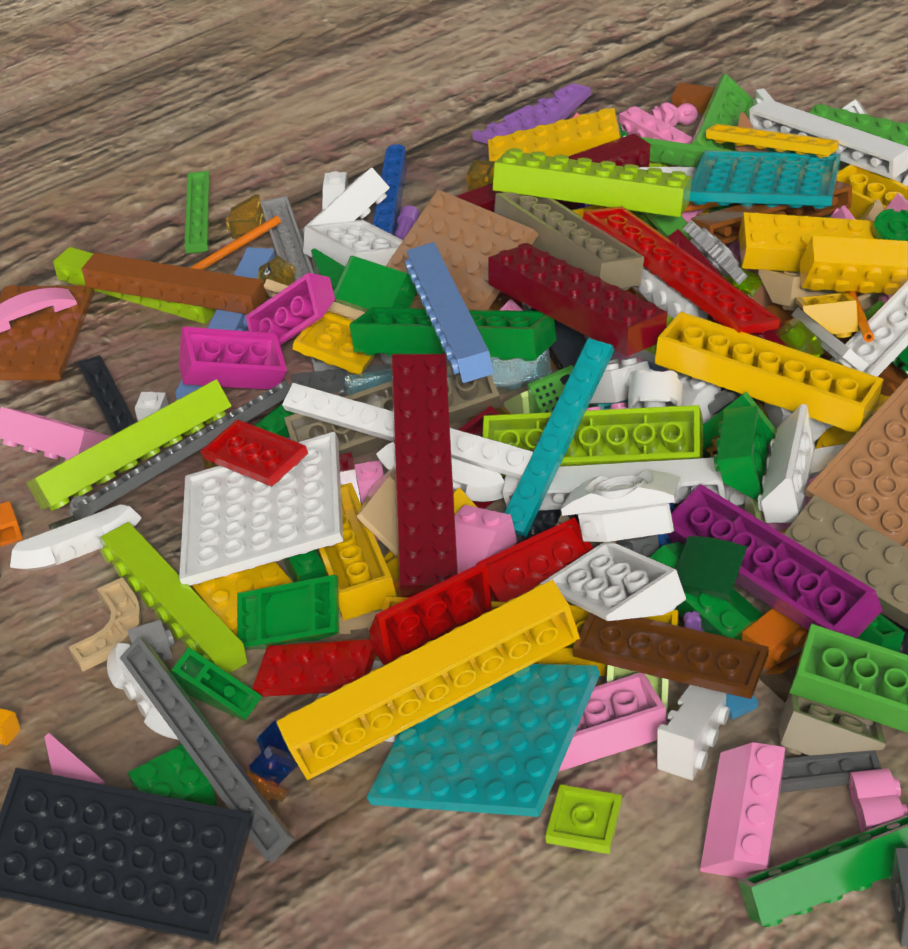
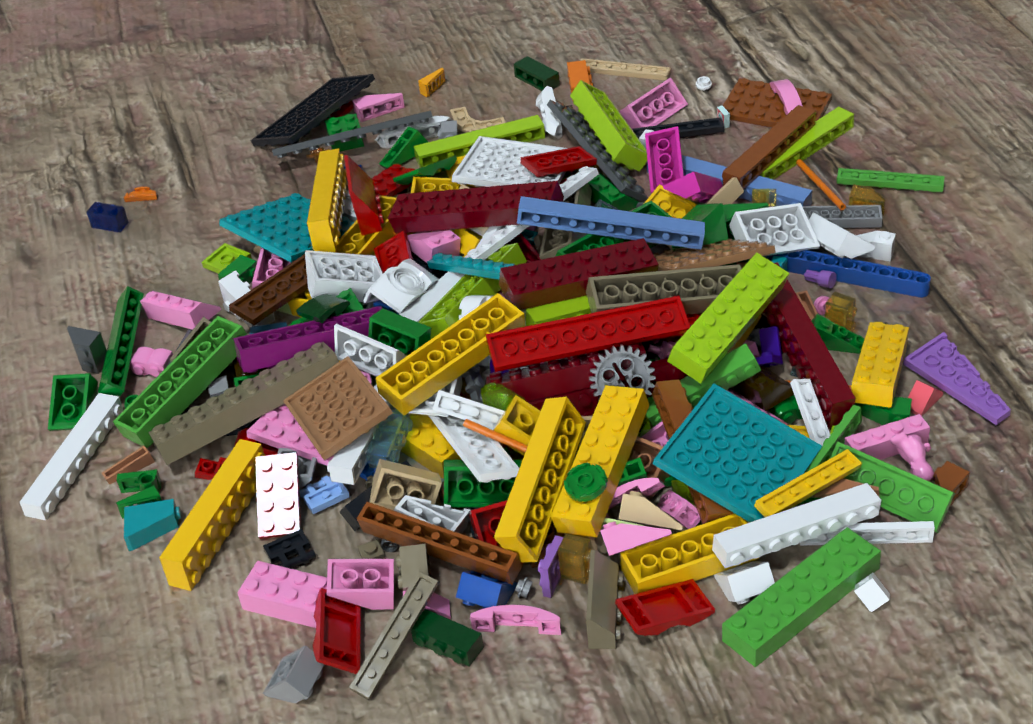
camera: 110 degrees right, 0 degrees up
(69, 362) = (725, 115): none -> light aqua tile
(619, 775) = (244, 266): none -> green brick

